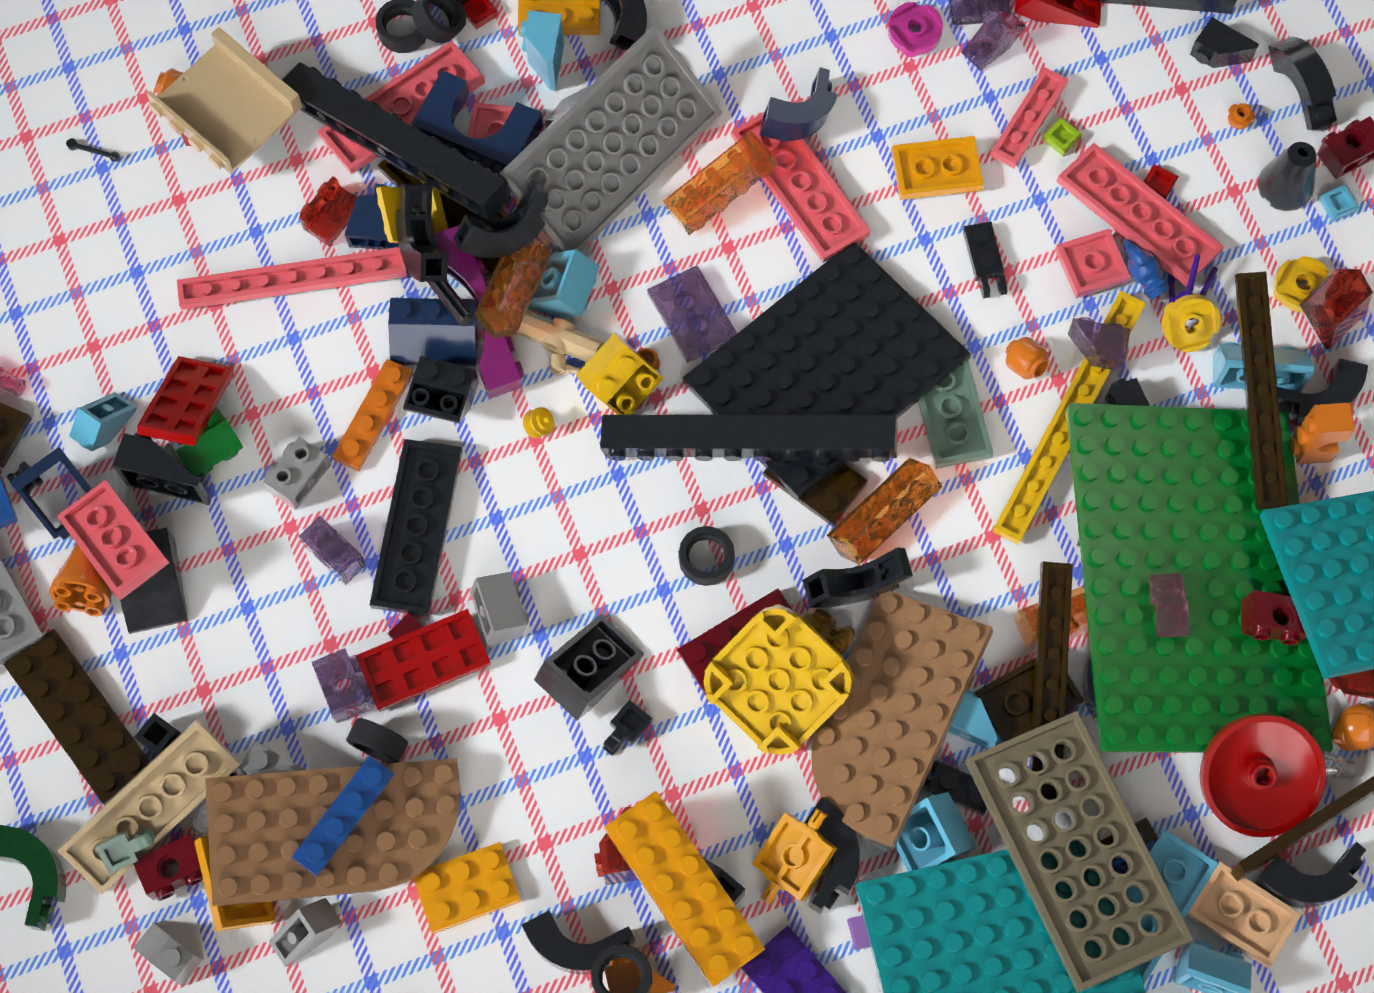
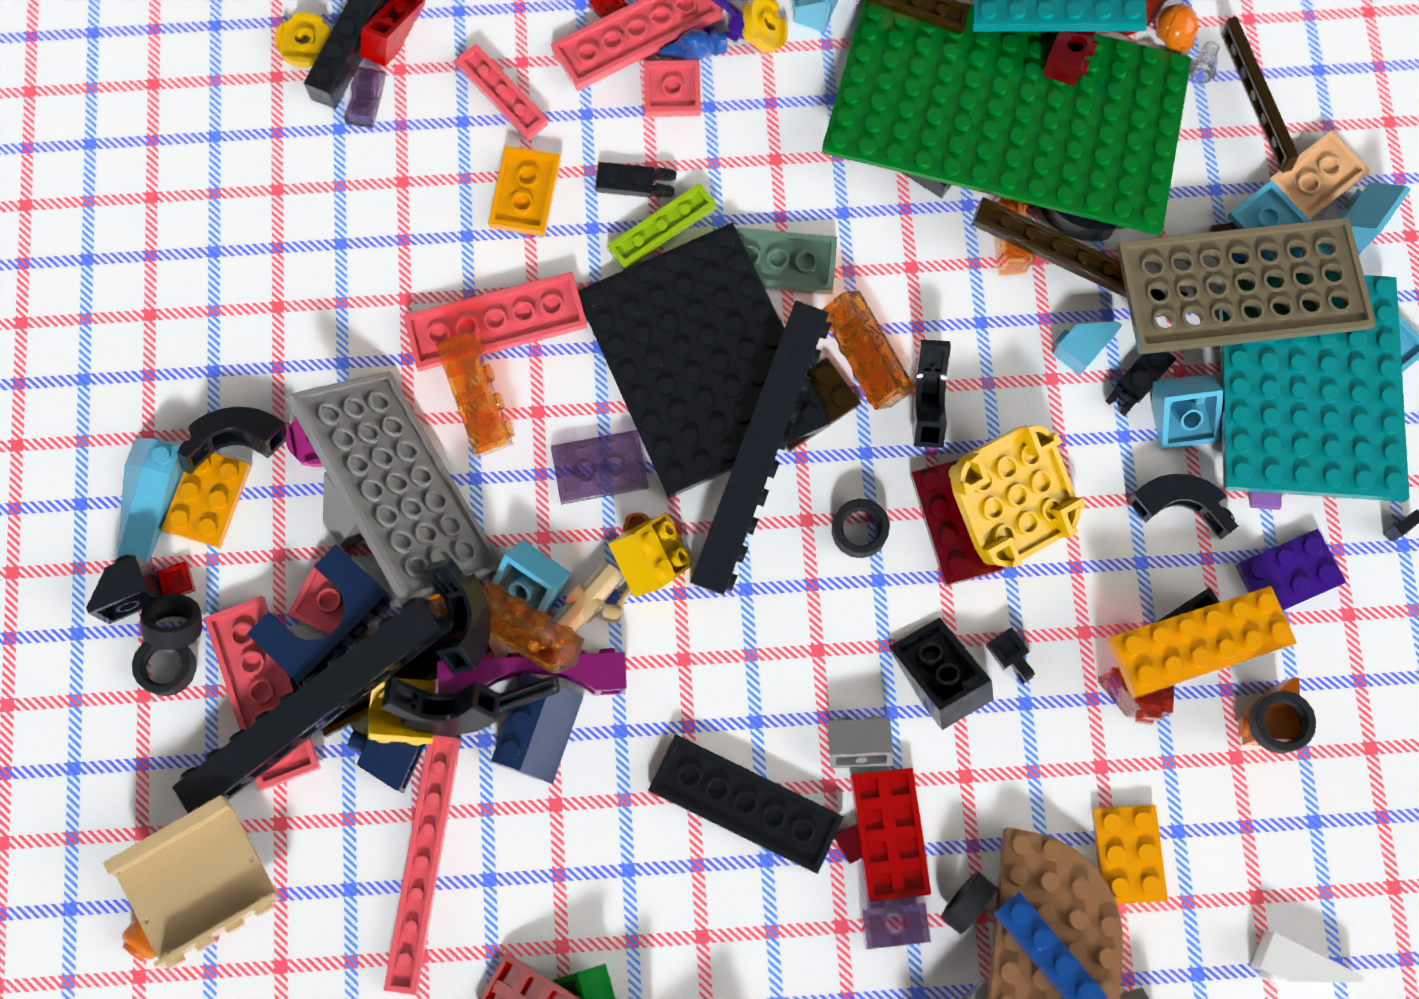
camera: 75 degrees left, 5 degrees up
(296, 472) = (648, 913): light grey brick -> none
(328, 212) = (359, 802): clear red bracket -> none
(332, 550) = (748, 897): clear purple brick -> none
(372, 415) = (606, 817): orange plate -> none
(441, 390) = (610, 738): black slope -> none
(538, 422) = (671, 649): yellow wheel -> none
(544, 45) = (252, 523): medium azure slope -> none
(564, 953) = (1225, 768): black arch -> none
(794, 856) = (1181, 536): light orange plate -> none
(799, 120) = (432, 305): dark blue arch -> none
(825, 625) = (977, 434): pearl gold plate -> none
(903, 698) = (1037, 373): medium nougat plate -> none
(910, 42) = (368, 177): dark pink plate -> none
(946, 295) = (661, 226): none -> lime plate
(993, 38) = (406, 95): clear purple slope -> none
(1011, 700) = (1077, 298): dark brown plate -> none
(1026, 358) = (750, 176): orange head -> none
(1055, 441) = (828, 169): yellow plate -> none
(1062, 136) = (530, 71): lime tile -> none
(1100, 343) = (764, 105): slope -> none
(1126, 393) = (818, 104): black brick -> none
(1171, 605) = (1037, 127): clear pink slope -> none
(1262, 775) = (1208, 114): red dish -> none
(1311, 890) = (1310, 100): black arch -> none

